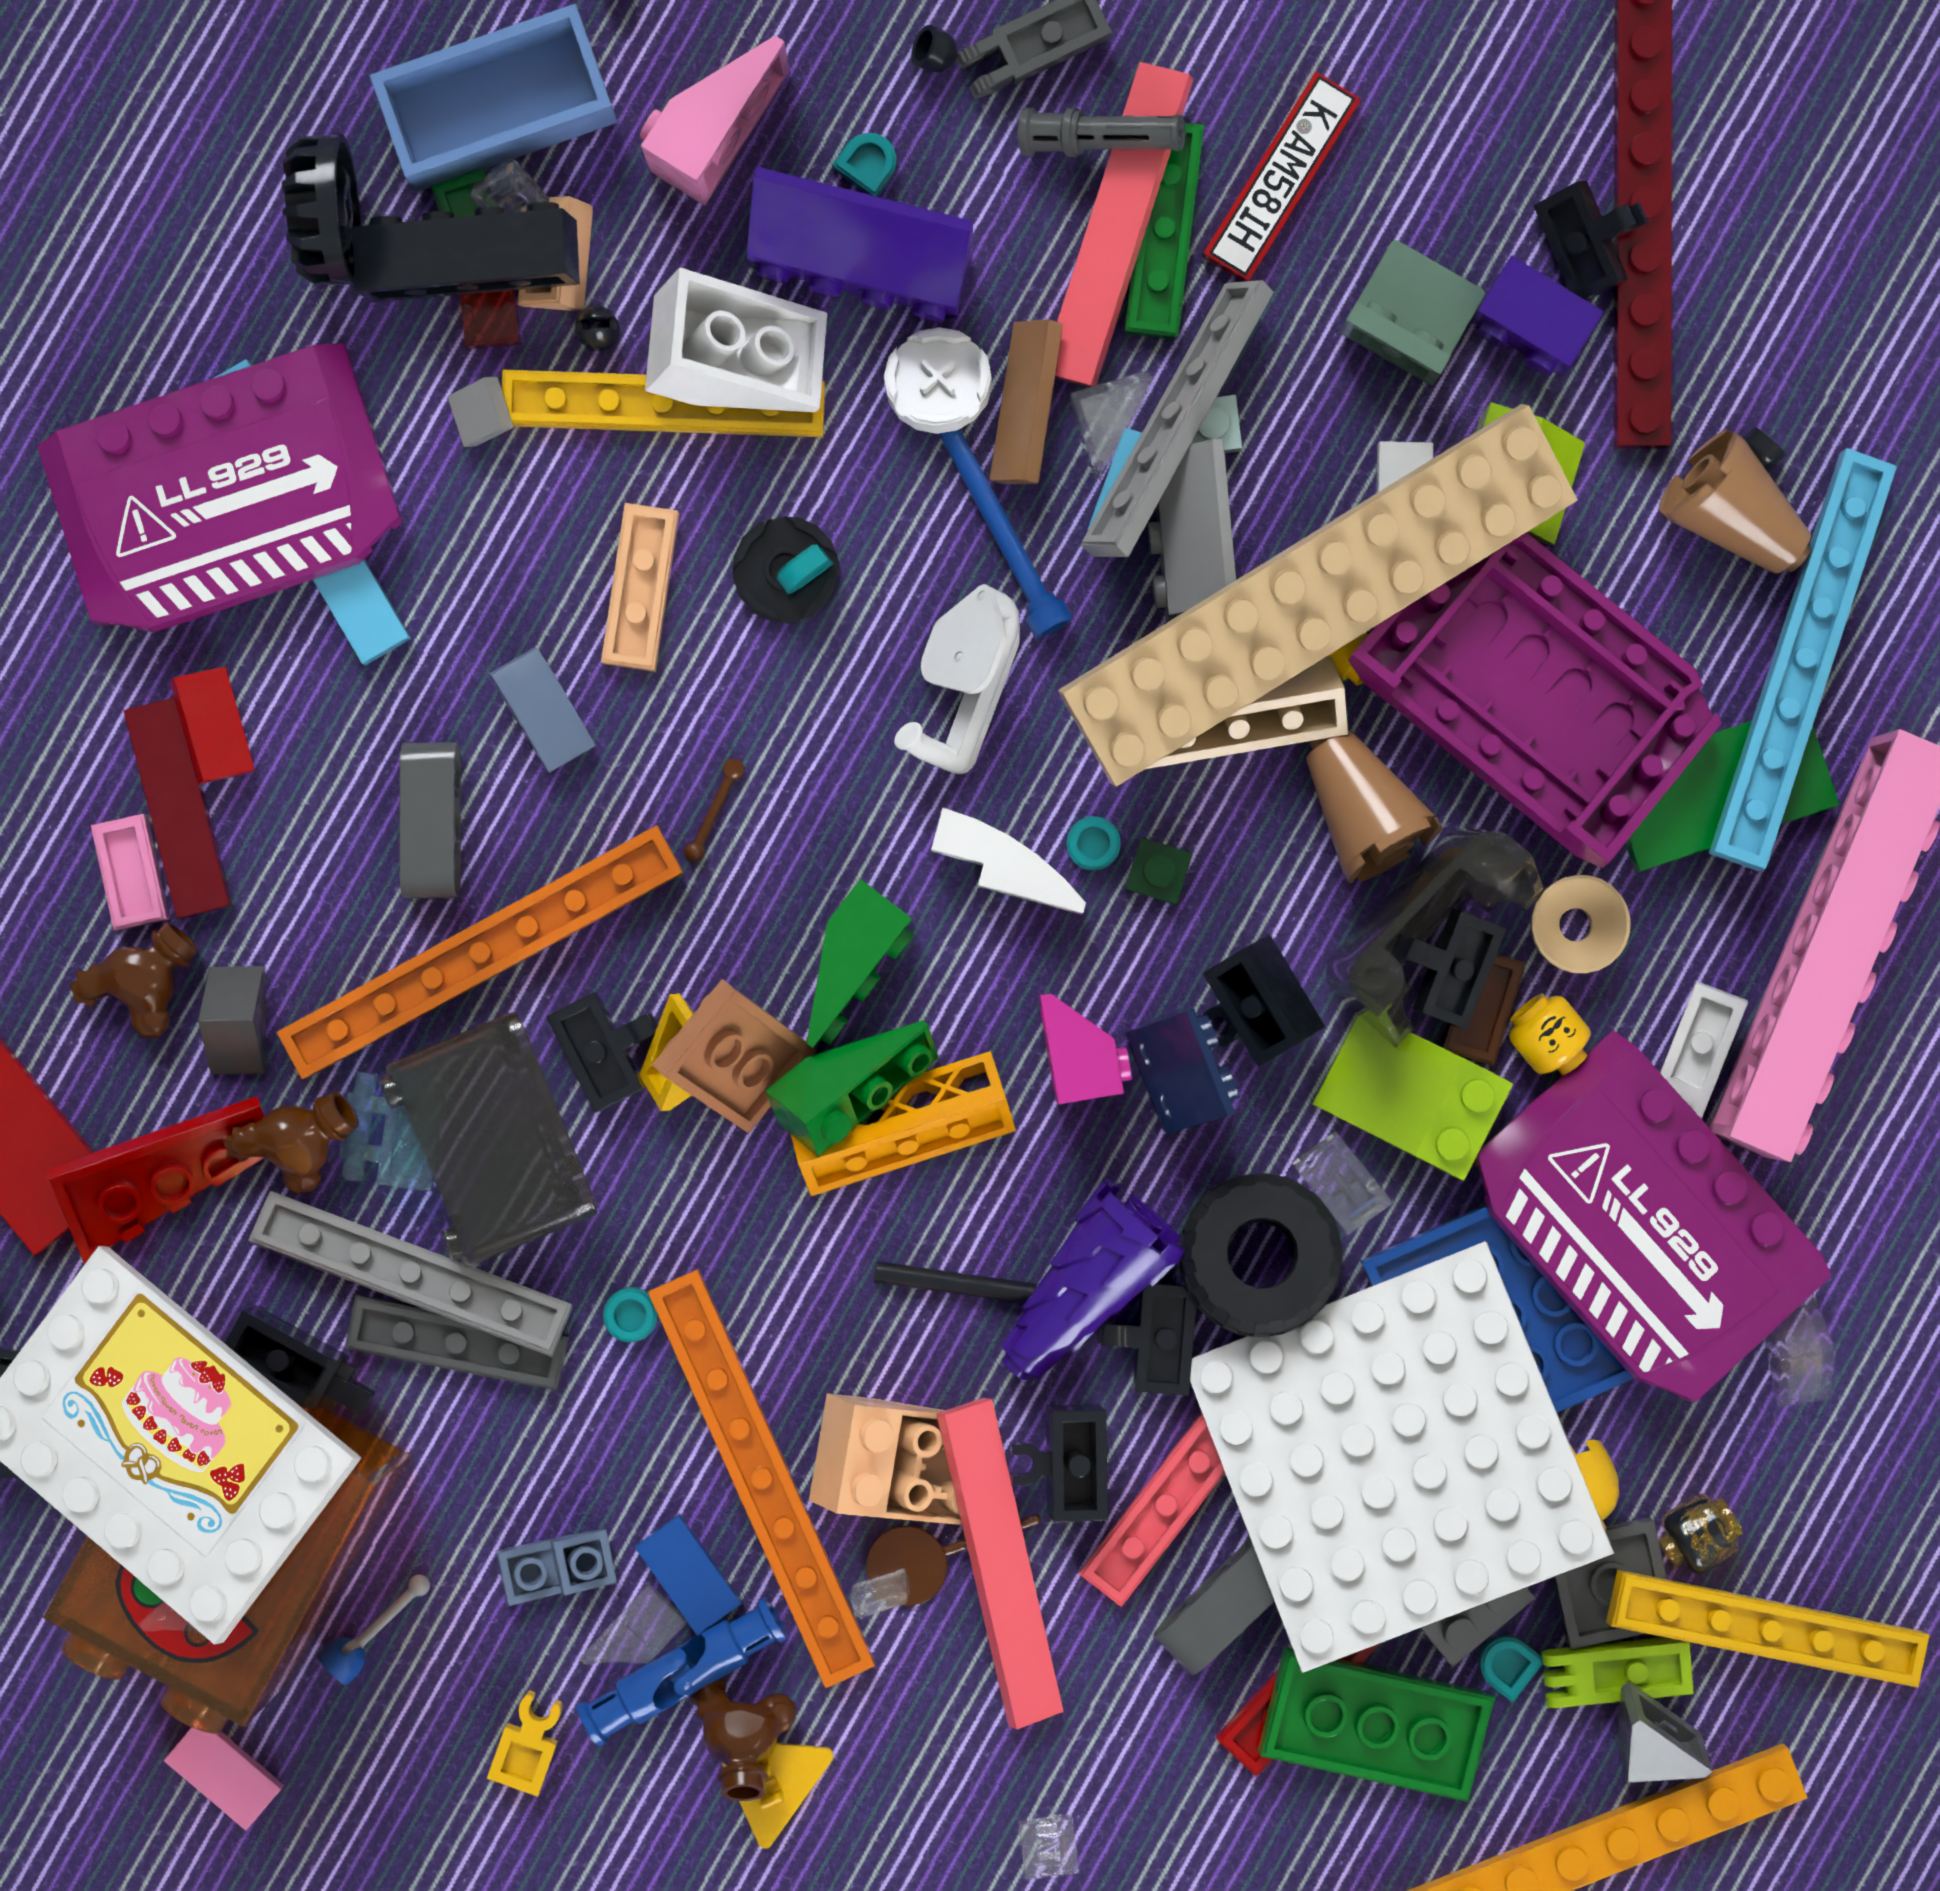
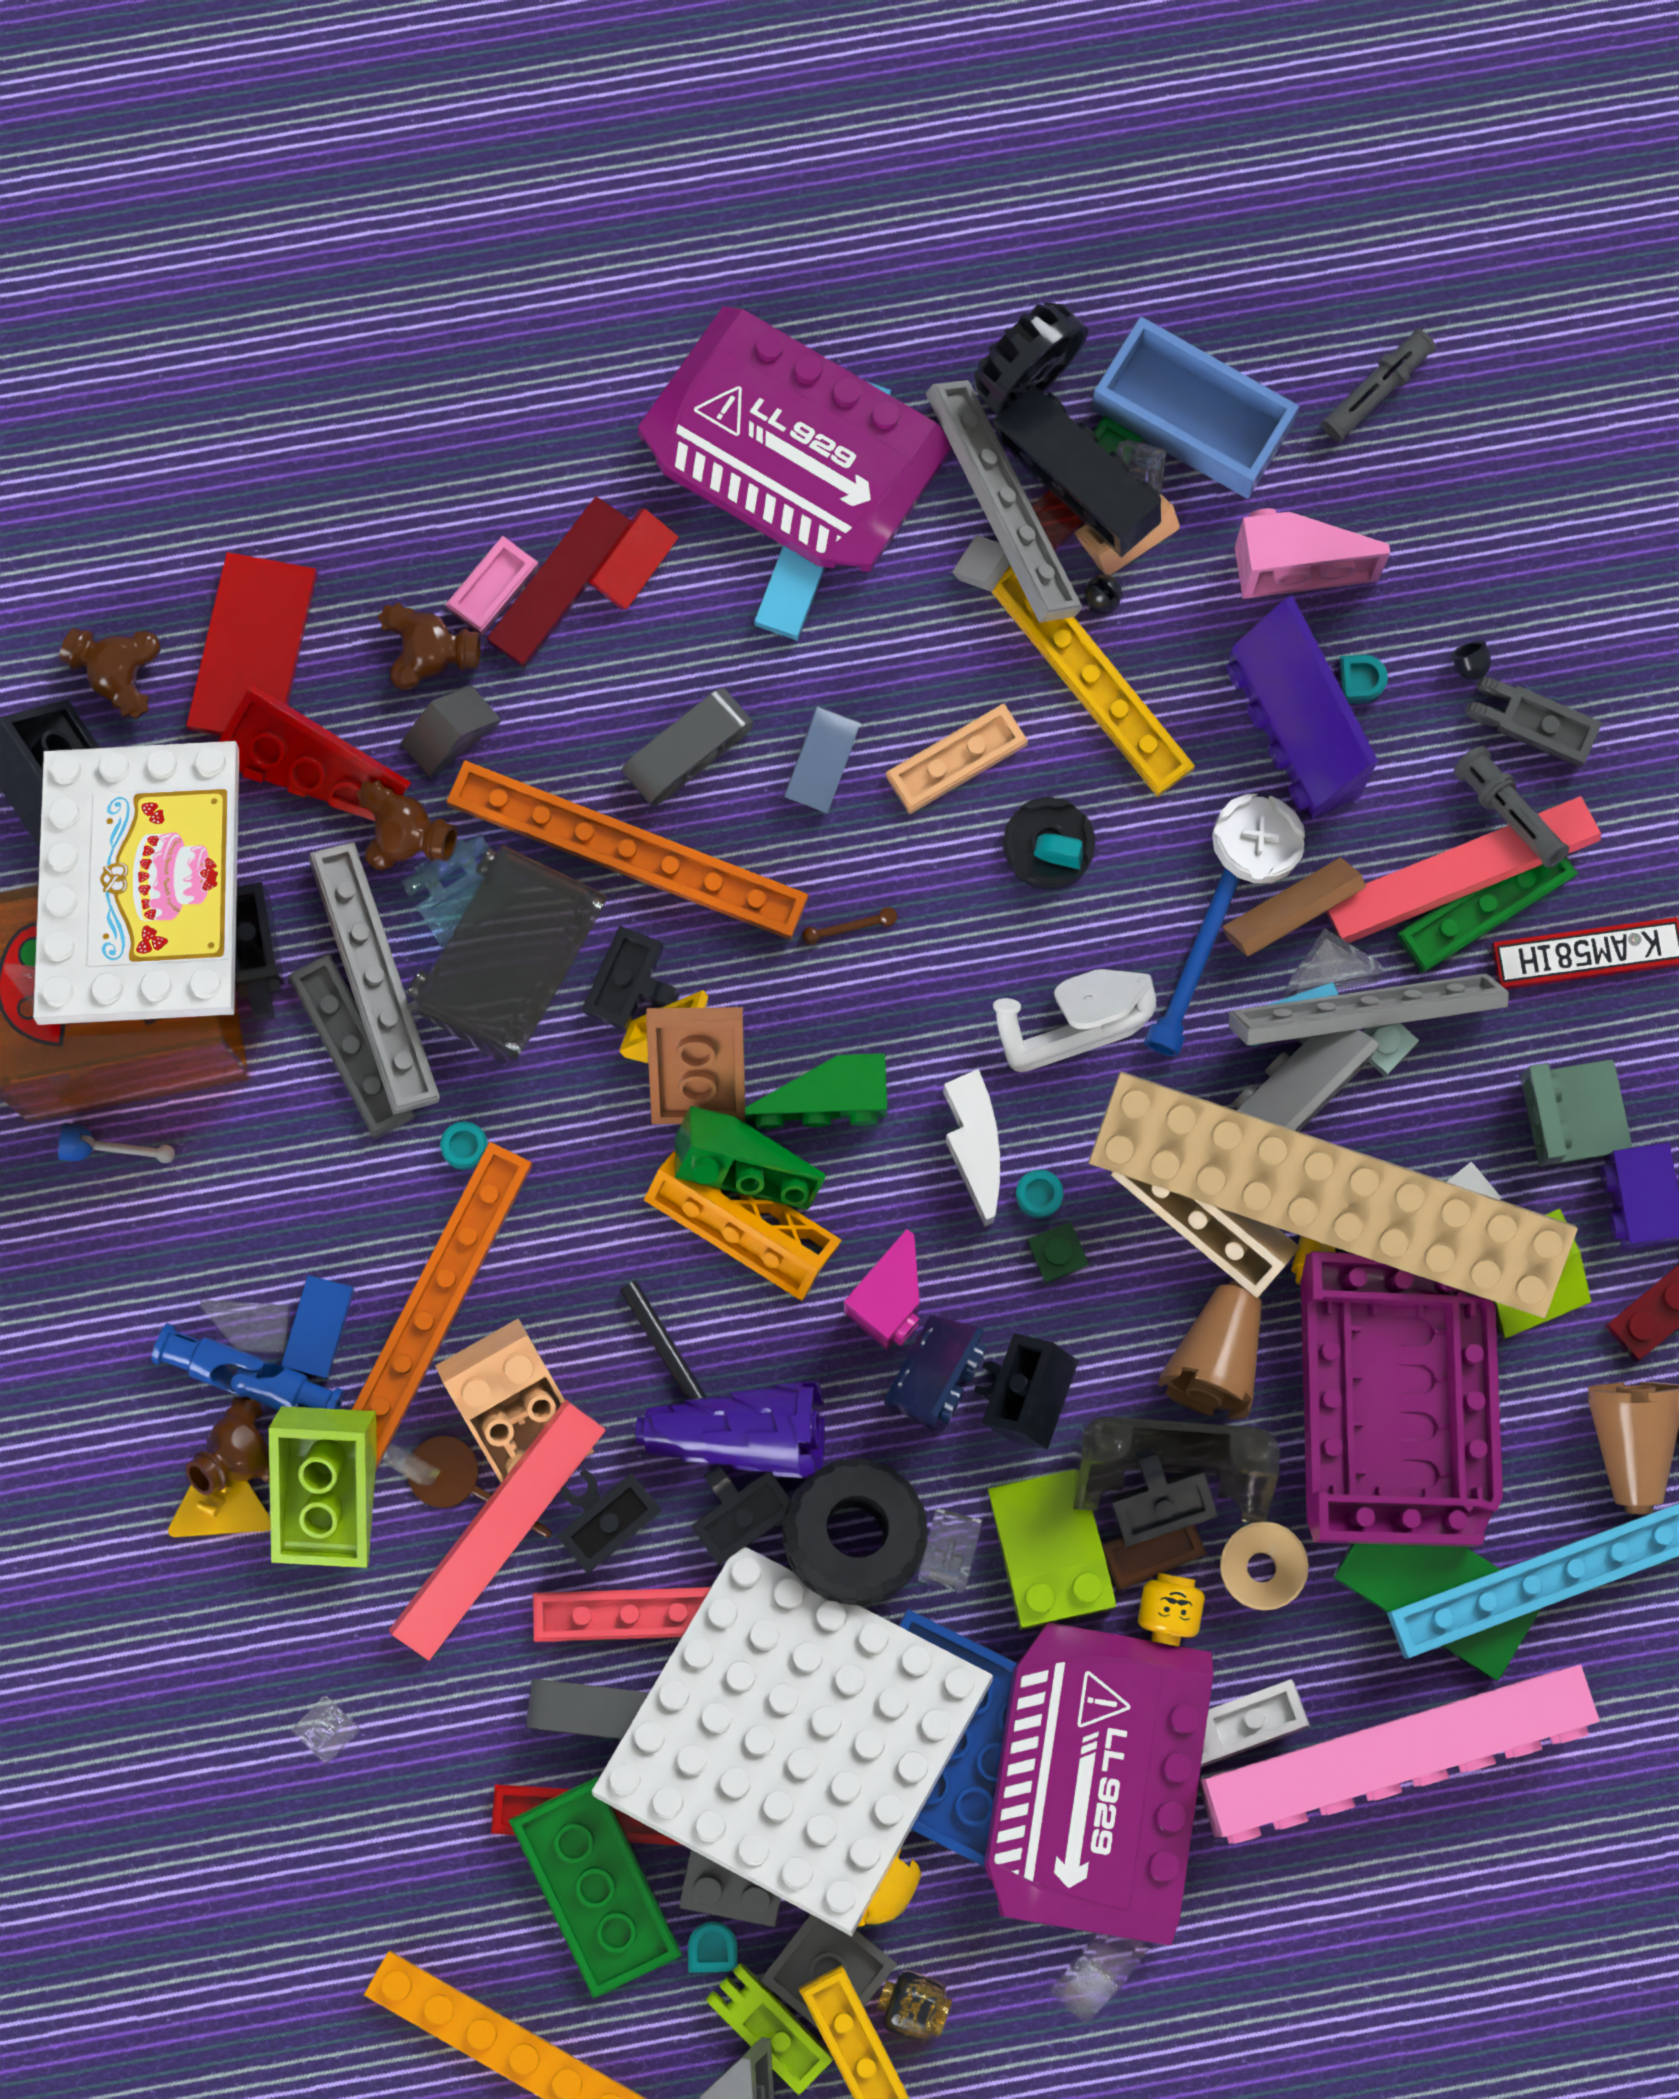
camera: 55 degrees right, 10 degrees down
(437, 345) = (1004, 501): none -> light grey tile
(525, 1751) = (107, 1315): yellow plate -> none
(556, 1566) = (251, 1234): sand blue slope -> none
(734, 346) = (1166, 688): white slope -> none
(836, 1688) = (322, 1486): none -> lime slope

